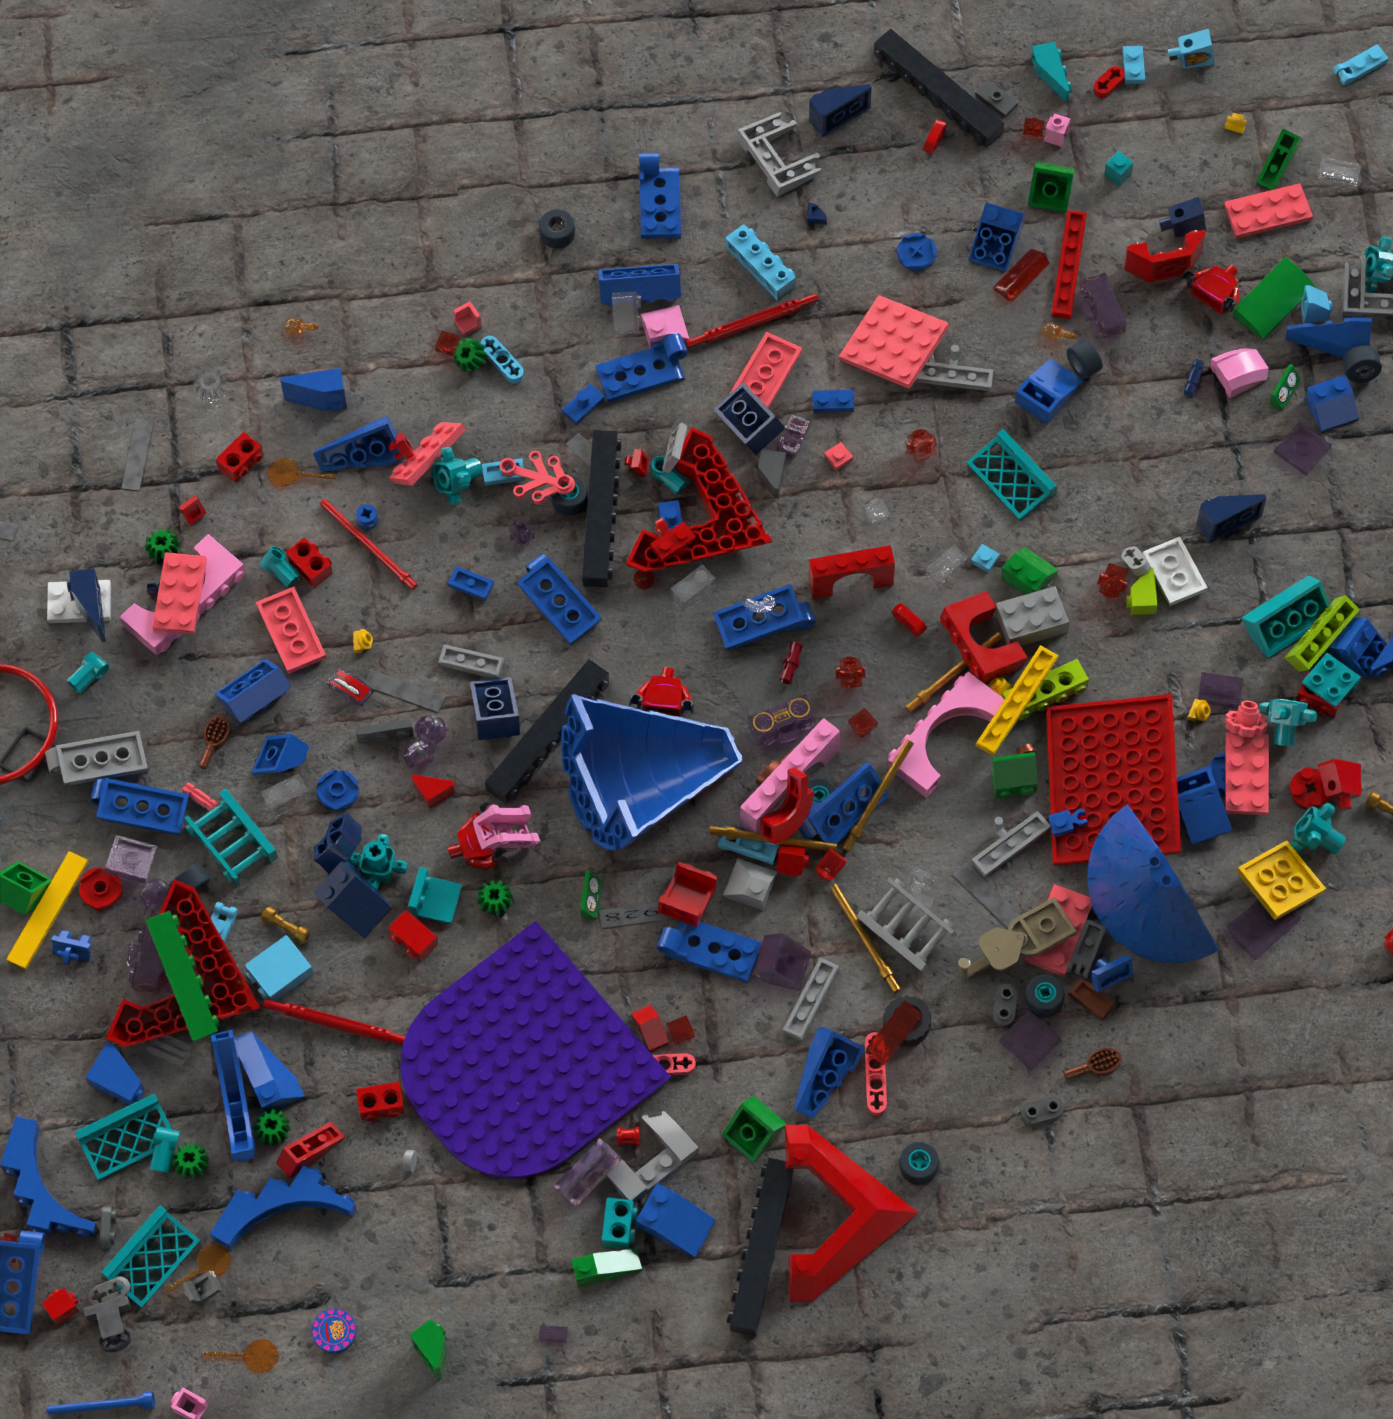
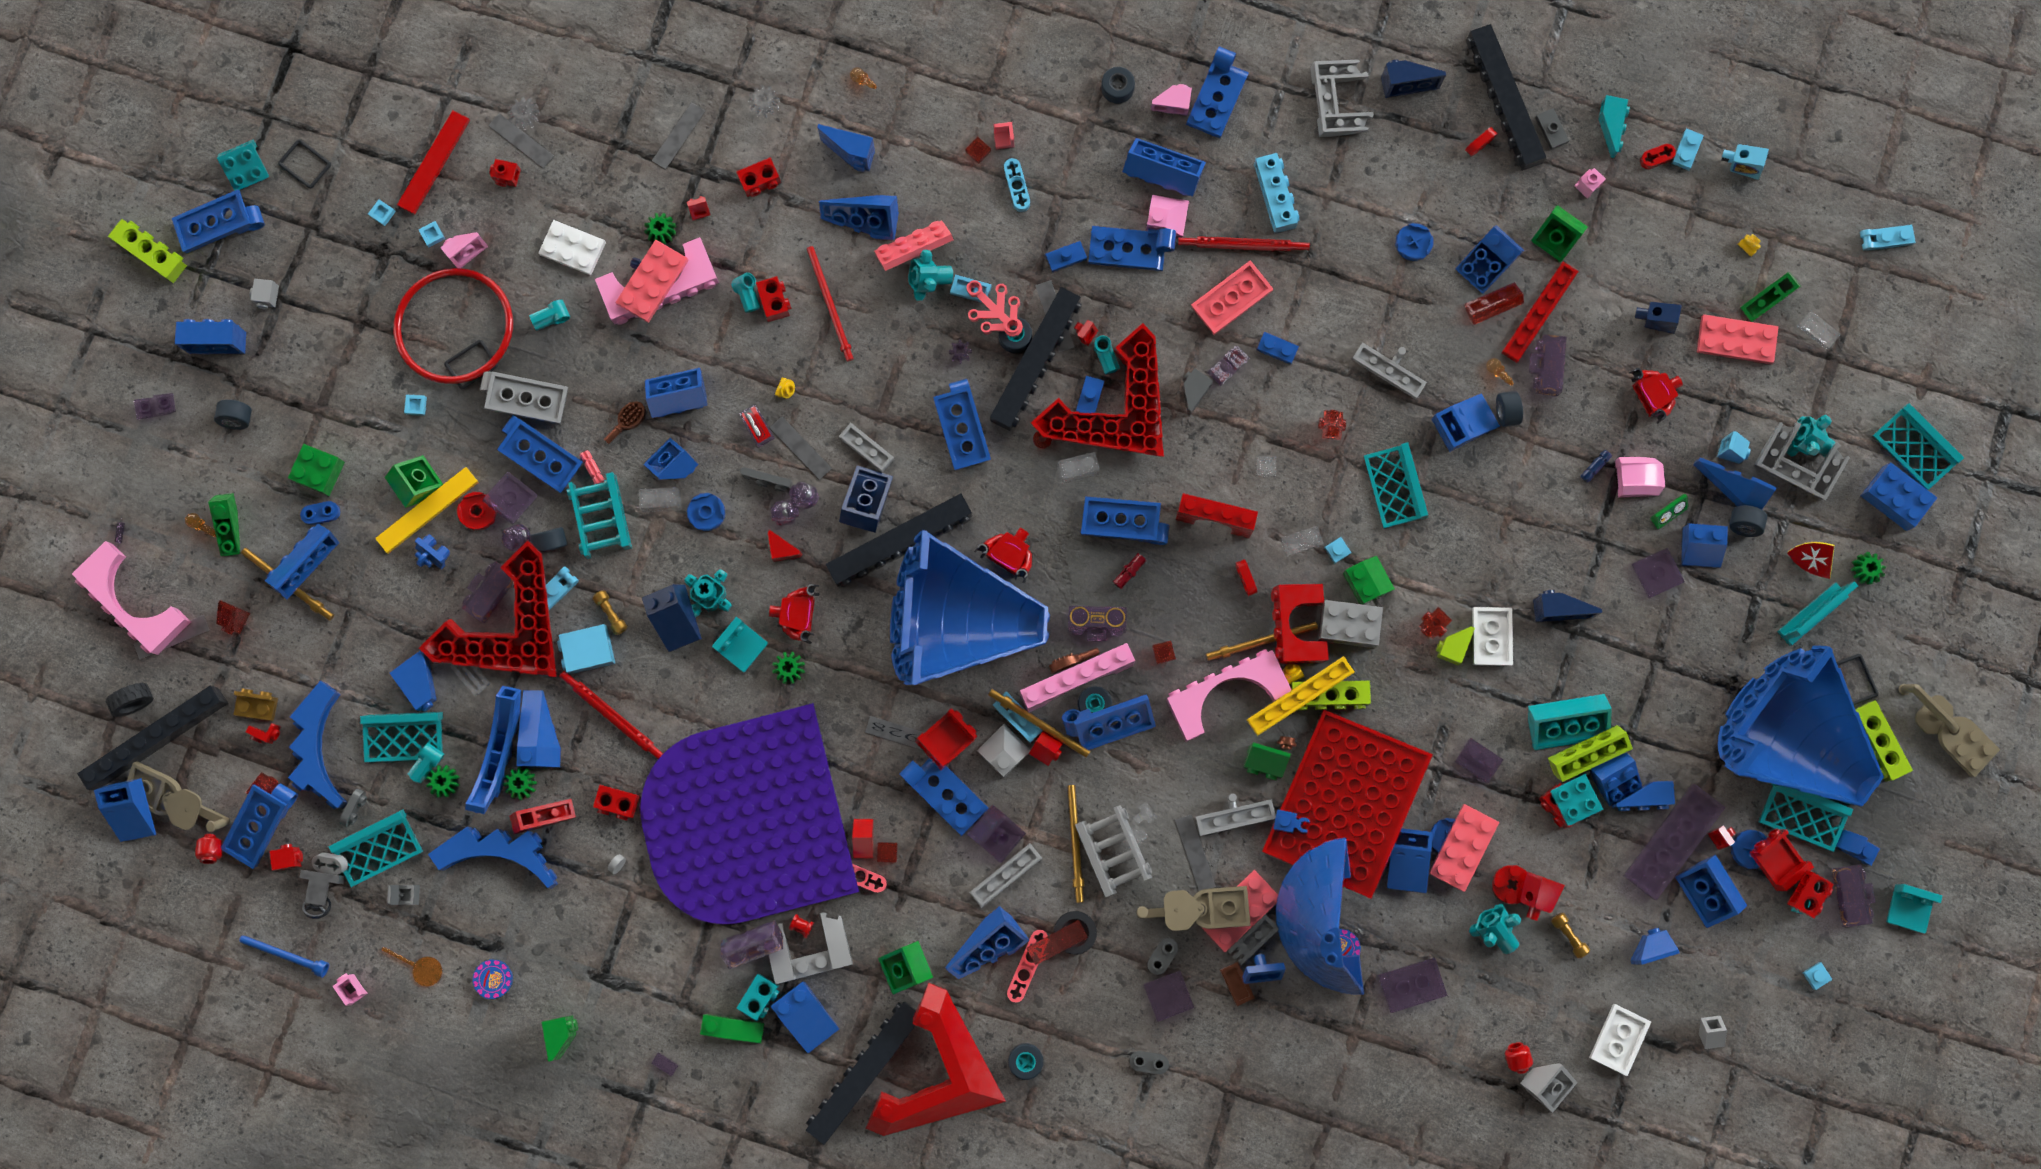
camera: 25 degrees right, 15 degrees up
(86, 593) = (574, 253): dark blue slope -> none
(182, 977) = (499, 626): green brick -> none
(211, 1258) = (423, 874): clear orange piece -> none
(285, 472) = (791, 206): clear orange piece -> none
(291, 630) = (731, 352): coral plate -> none
(338, 843) = (682, 562): dark blue brick -> none
(364, 521) = (839, 283): blue wheel -> none
(403, 445) = (896, 230): red tile -> none
(412, 936) = (706, 671): red brick -> none
(469, 355) = (990, 170): green gear -> none
(471, 583) = (897, 378): blue plate -> none
(501, 819) = (823, 606): bright pink piece -> none
(591, 896) = (868, 701): slope -> none
(618, 220) = (1173, 100): none -> bright pink slope
(625, 312) = (1138, 190): clear brick -> none
(671, 540) = (1078, 420): red plate -> none
(674, 447) = (1121, 334): light grey tile -> none
(749, 418) = (1197, 334): dark blue slope -> none
(760, 607) = (1125, 512): clear arm -> none
(793, 810) = (1061, 713): red arch -> none
(816, 215) = (1344, 169): dark blue tile -> none
(830, 865) = (1075, 768): red plate -> none
(838, 456) = (1258, 401): coral plate -> none
(850, 672) = (1173, 604): clear red brick -> none
(857, 830) = (1112, 746): pearl gold bar -> none
(894, 341) = (1354, 318): coral plate -> none
(1033, 127) = (1571, 170): clear red plate -> none
(1041, 1003) = (1198, 964): black wheel -> none
(1099, 1063) = (1216, 1043): copper piece -> none
(1118, 168) = (1626, 243): teal brick -> none
(1138, 559) = (1459, 614): light grey beam -> none
(1164, 265) = (1601, 340): red slope -> none
(1199, 711) = (1451, 771): yellow plate -> none
(1246, 720) = (1485, 802): coral plant -> none
(1272, 298) = (1701, 424): green slope -> none
(1281, 880) = (1445, 956): yellow plate -> none
(1287, 716) = (1522, 815): teal piece -> none

